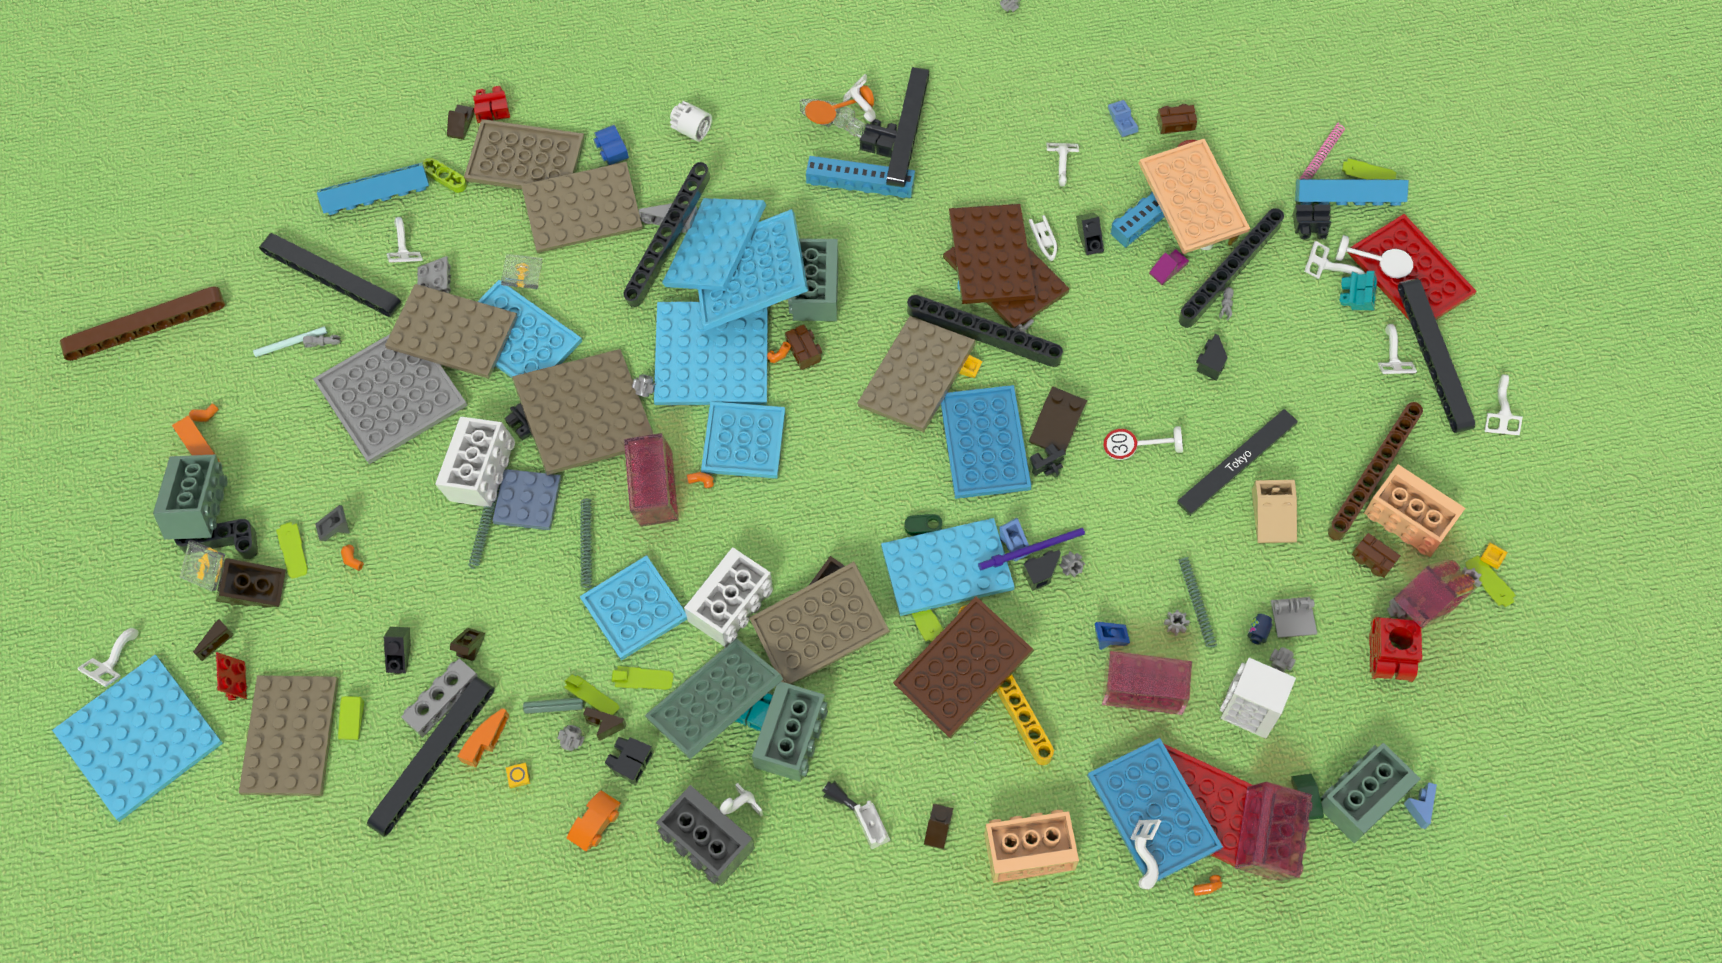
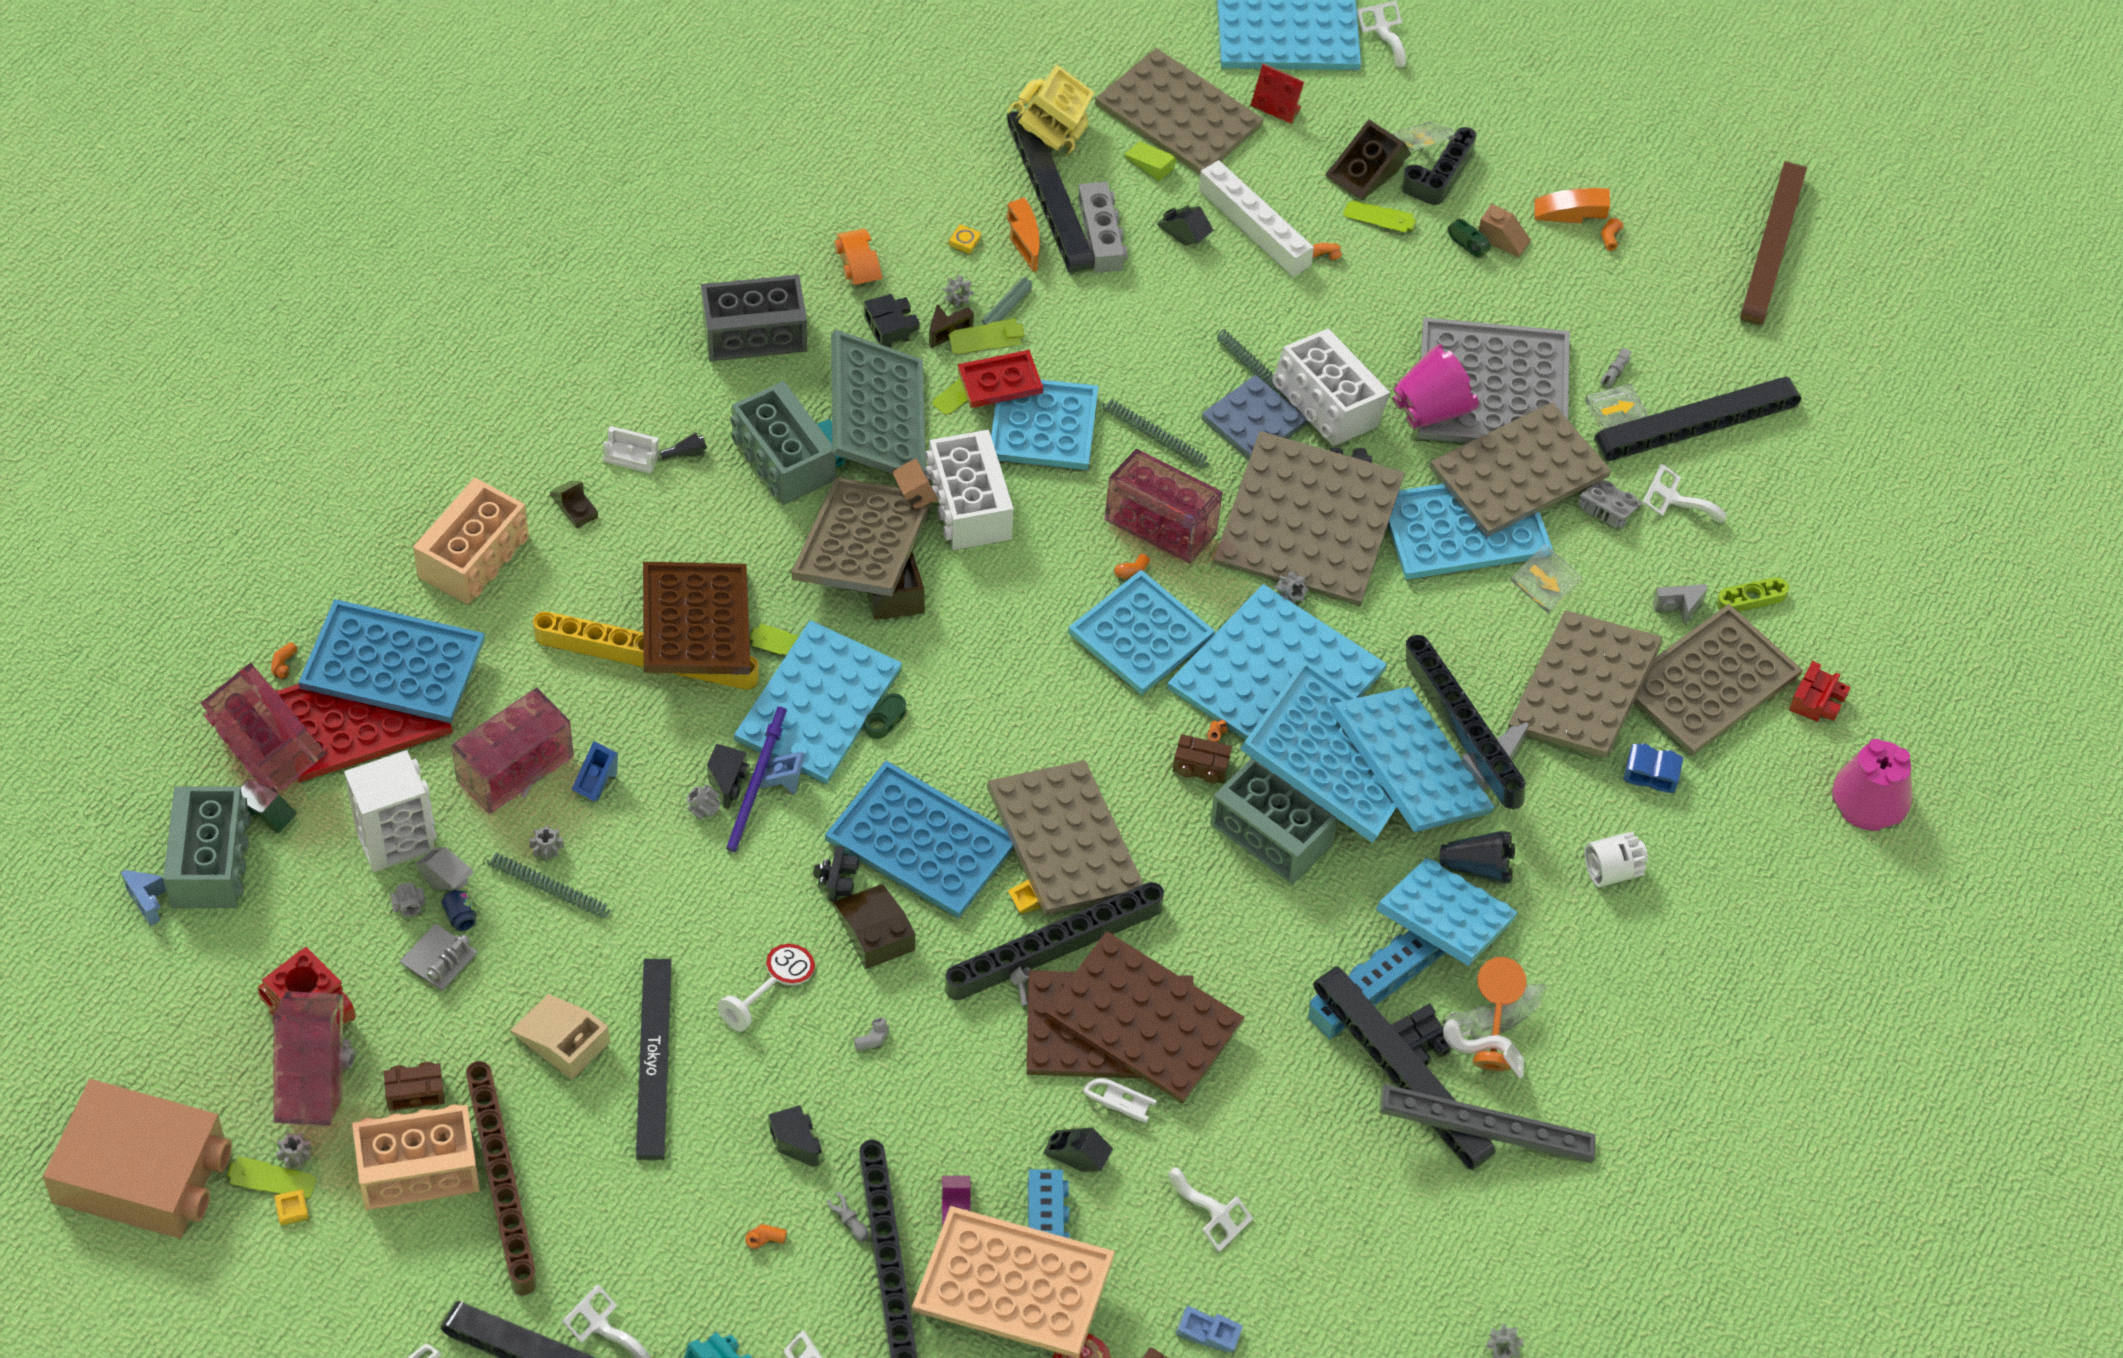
camera: 125 degrees right, 10 degrees down
(190, 497) = (1503, 153): sand green brick -> none
(213, 640) = (1335, 111): dark brown slope -> none
(252, 470) = (1504, 231): none -> medium nougat slope
(274, 483) = (1469, 238): none -> dark green piece
(288, 342) = (1640, 345): light aqua bar -> none
(332, 523) = (1371, 256): dark grey slope -> none
(355, 320) = (1615, 406): none -> clear tile
(357, 612) = (1256, 218): none -> white brick
(362, 793) = (1054, 108): none -> light yellow torso
(373, 187) = (1784, 514): dark azure brick -> none
(436, 396) = (1435, 390): none -> dark pink cone
(459, 121) = (1819, 649): dark brown slope -> none
(467, 643) = (1137, 275): dark brown slope -> none
(479, 198) = (1685, 598): none -> light grey slope
(535, 43) = (1875, 786): none -> dark pink cone
(627, 649) = (1000, 378): none -> red plate
(730, 805) = (754, 369): white piece -> none
(744, 176) = (1481, 856): none -> black cone
(755, 627) = (914, 482): none -> medium nougat hinge
(796, 167) = (1447, 911): none -> medium azure plate
(906, 73) = (1487, 1123): none -> dark grey tile
(1121, 370) = (876, 1036): none -> light grey arm
(1151, 876) = (337, 599): white piece -> none
(1251, 644) = (444, 869): none -> light grey slope
(1280, 334) = (764, 1234): none -> orange arm
(1560, 642) = (137, 1159): none -> nougat brick

